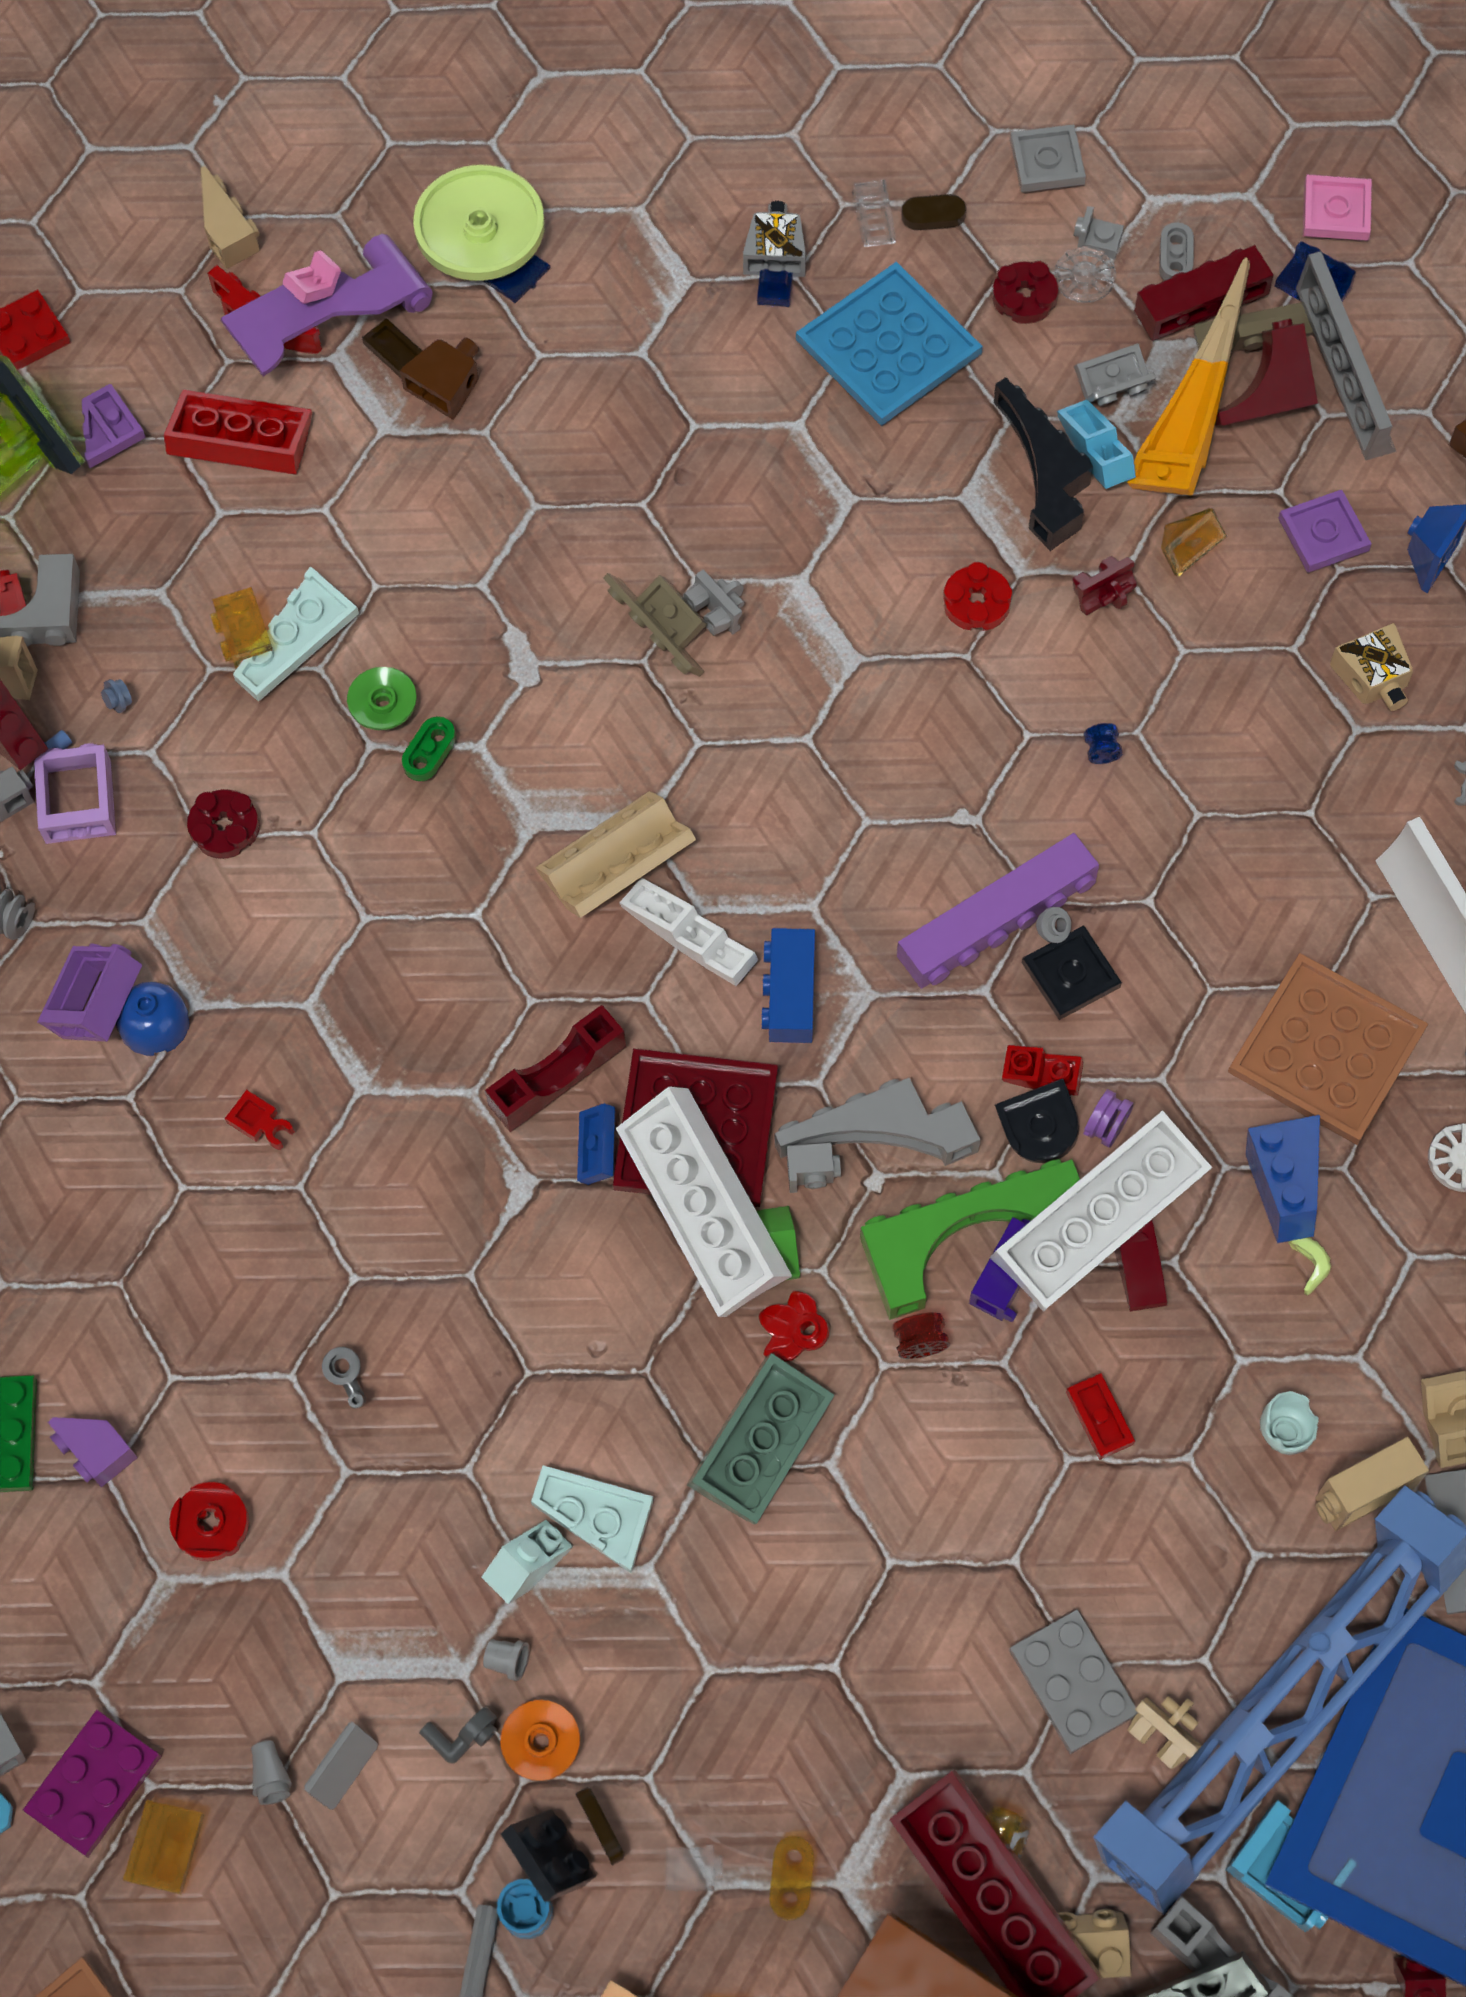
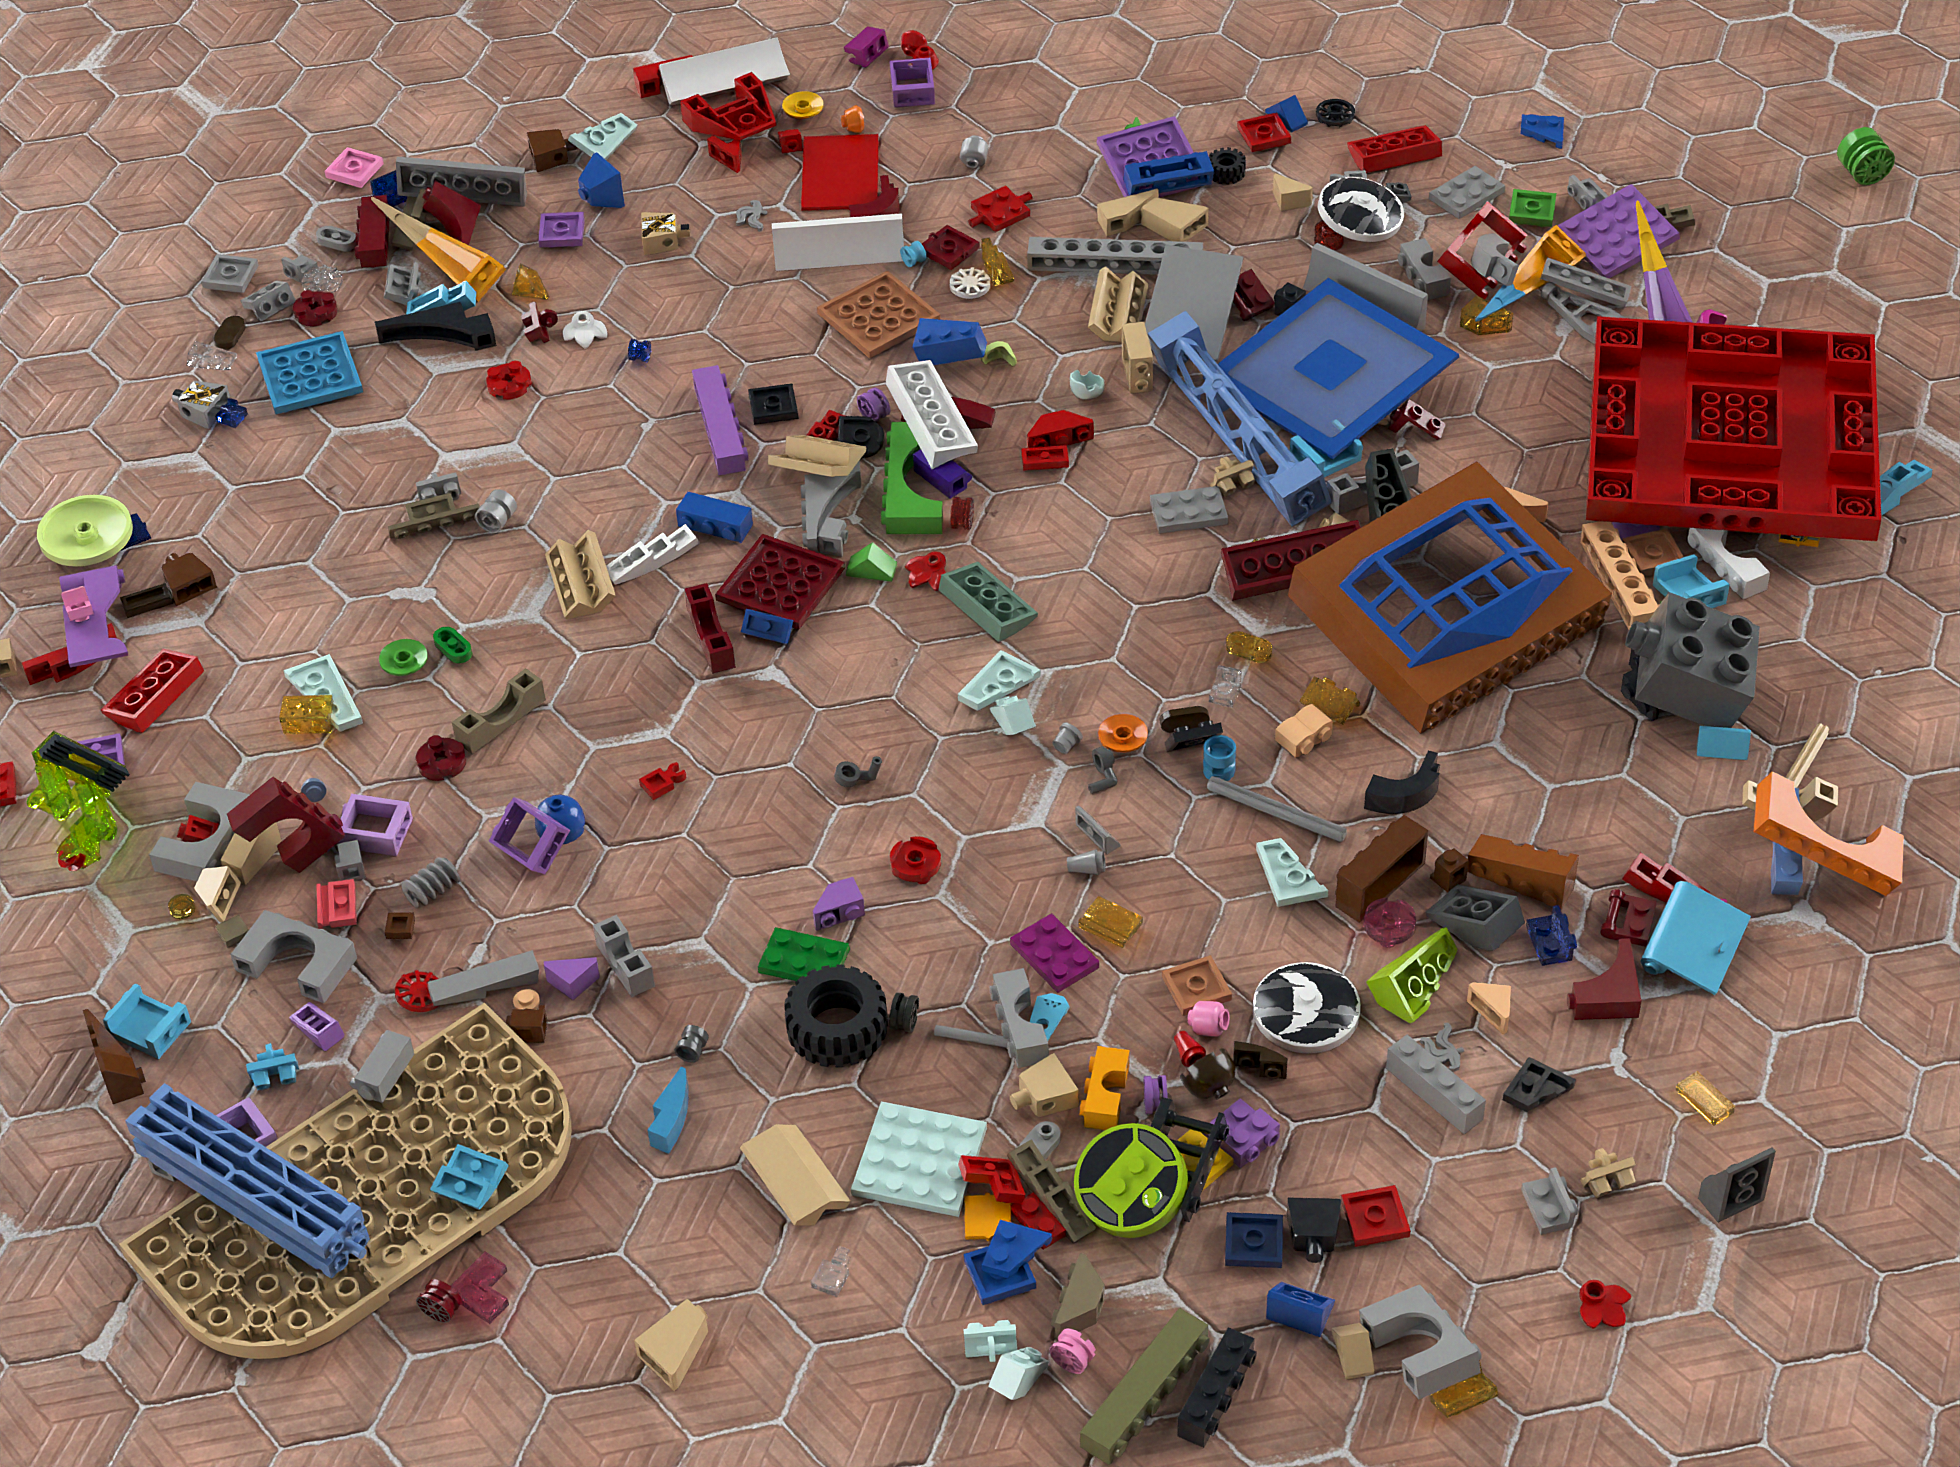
camera: 70 degrees left, 20 degrees down
(339, 873) = (521, 696): none -> dark tan arch
(695, 693) = (495, 511): none -> light grey wheel
(702, 1200) = (833, 577): white arch -> none
(950, 1082) = (818, 456): none -> tan slope
(1014, 228) = (269, 299): none -> light grey bracket
(1046, 925) = (742, 396): light grey plate -> none
(1119, 654) = (585, 330): none -> white plate
(1163, 1414) = (1060, 429): none -> red slope

